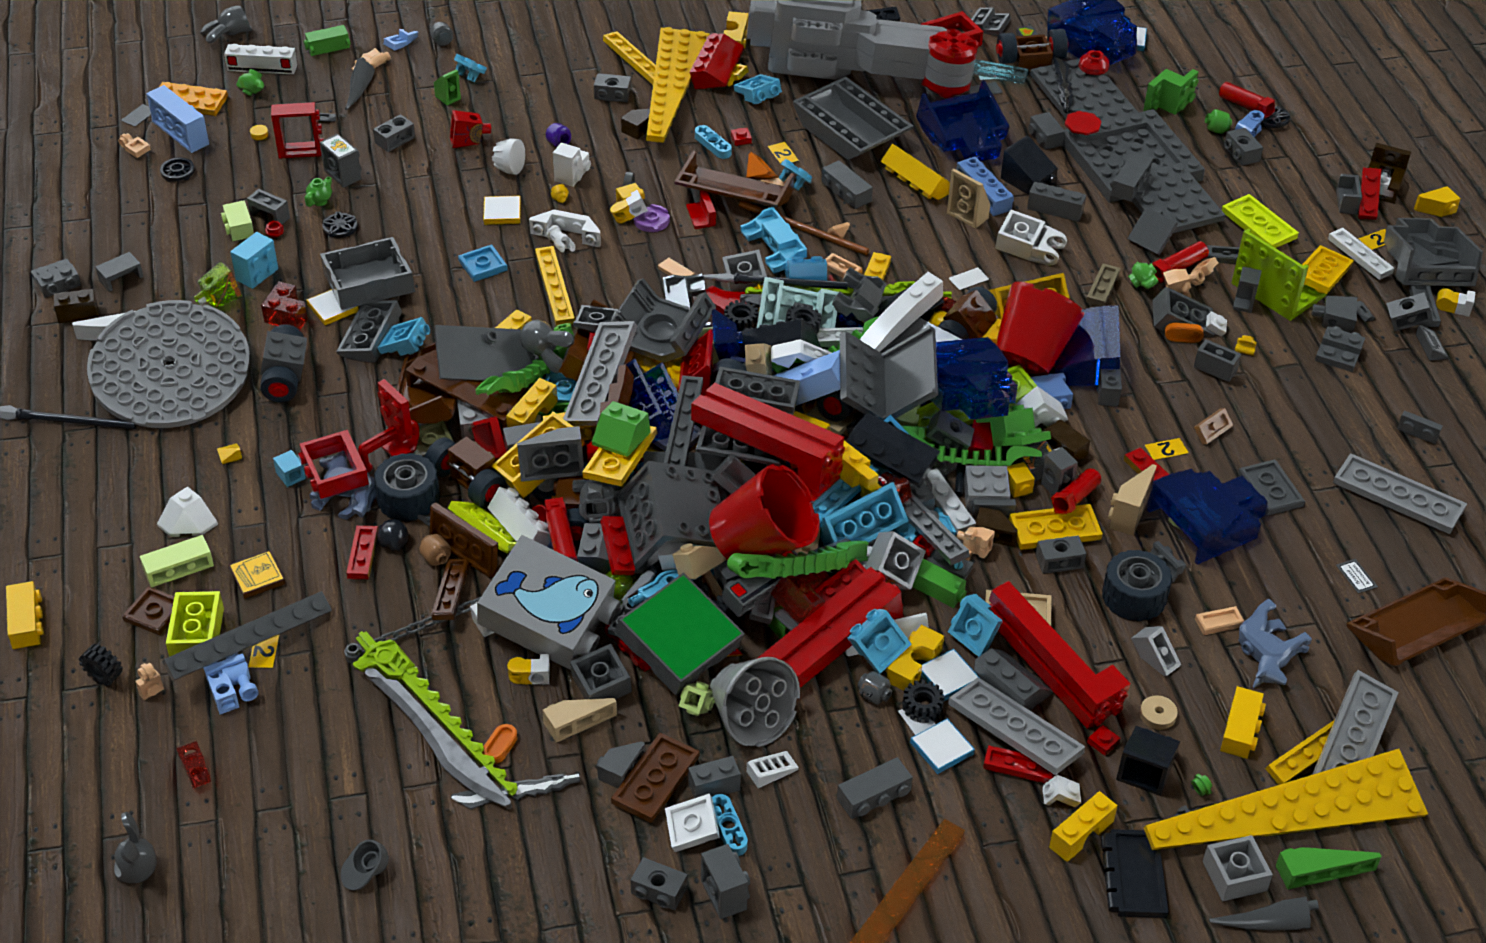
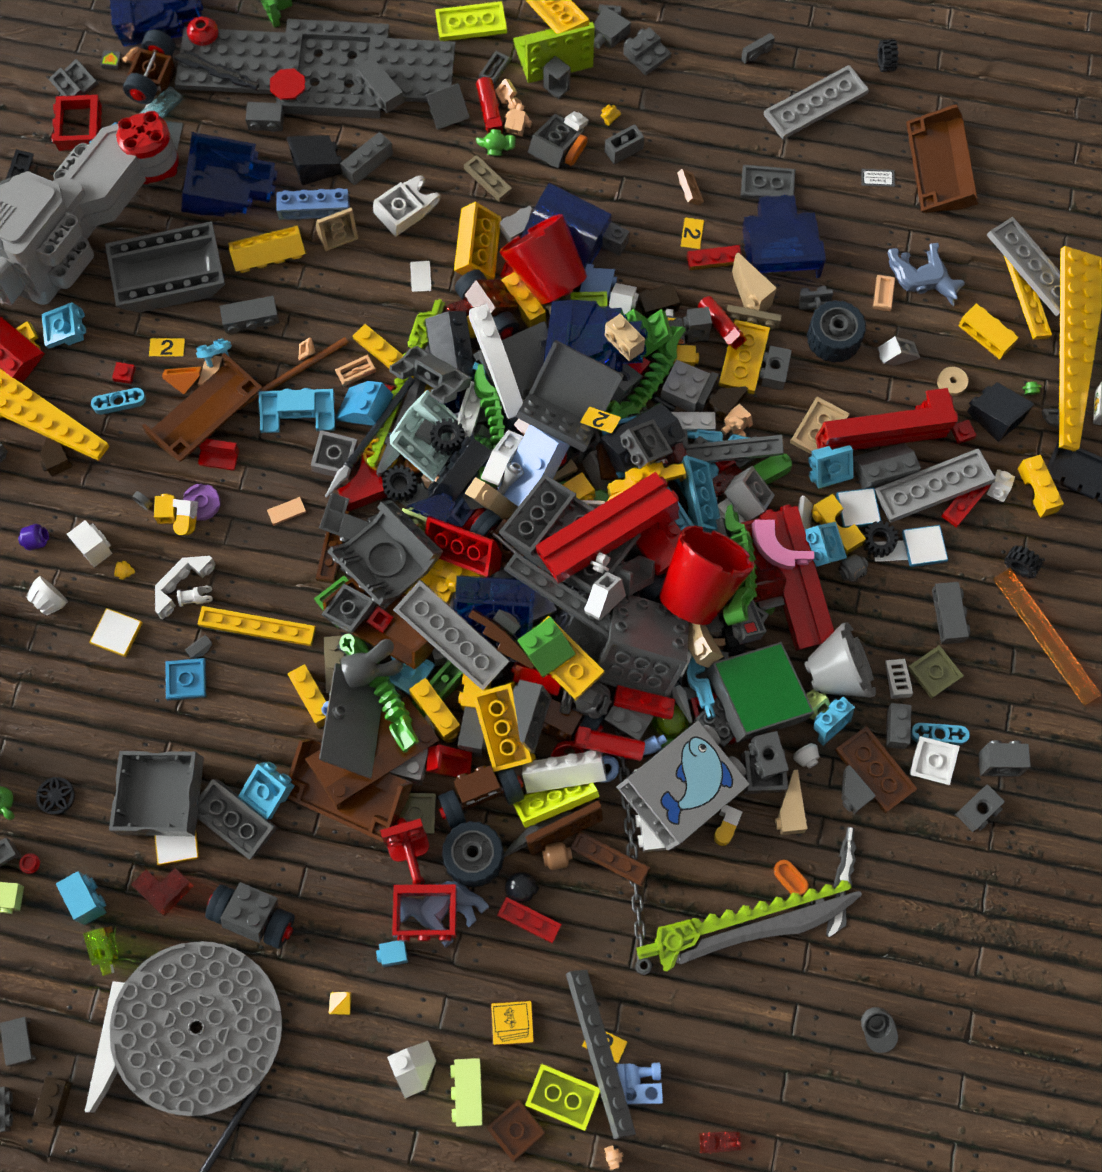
camera: 65 degrees left, 25 degrees up
(516, 261) = (199, 647): none -> dark grey piece
(606, 668) = (771, 743): none -> dark grey brick
(635, 400) = (506, 621): none -> dark grey piece
(639, 710) = (807, 755): none -> white cone
(685, 713) = (833, 720): none -> medium azure plate
(696, 451) = (604, 595): none -> light grey slope
(724, 438) = (601, 562): none -> white plate
(788, 363) = (512, 472): none -> light grey cone
(797, 797) = (935, 672): none -> olive plate
(839, 579) = (770, 549): none -> bright pink arch
(878, 436) = (645, 444): none -> dark grey plate
(887, 407) = (600, 420): none -> yellow sticker
(975, 379) = (624, 337): none -> tan brick
(976, 832) = (1023, 562): none -> black tyre
(1105, 519) = (754, 316): none -> dark tan plate

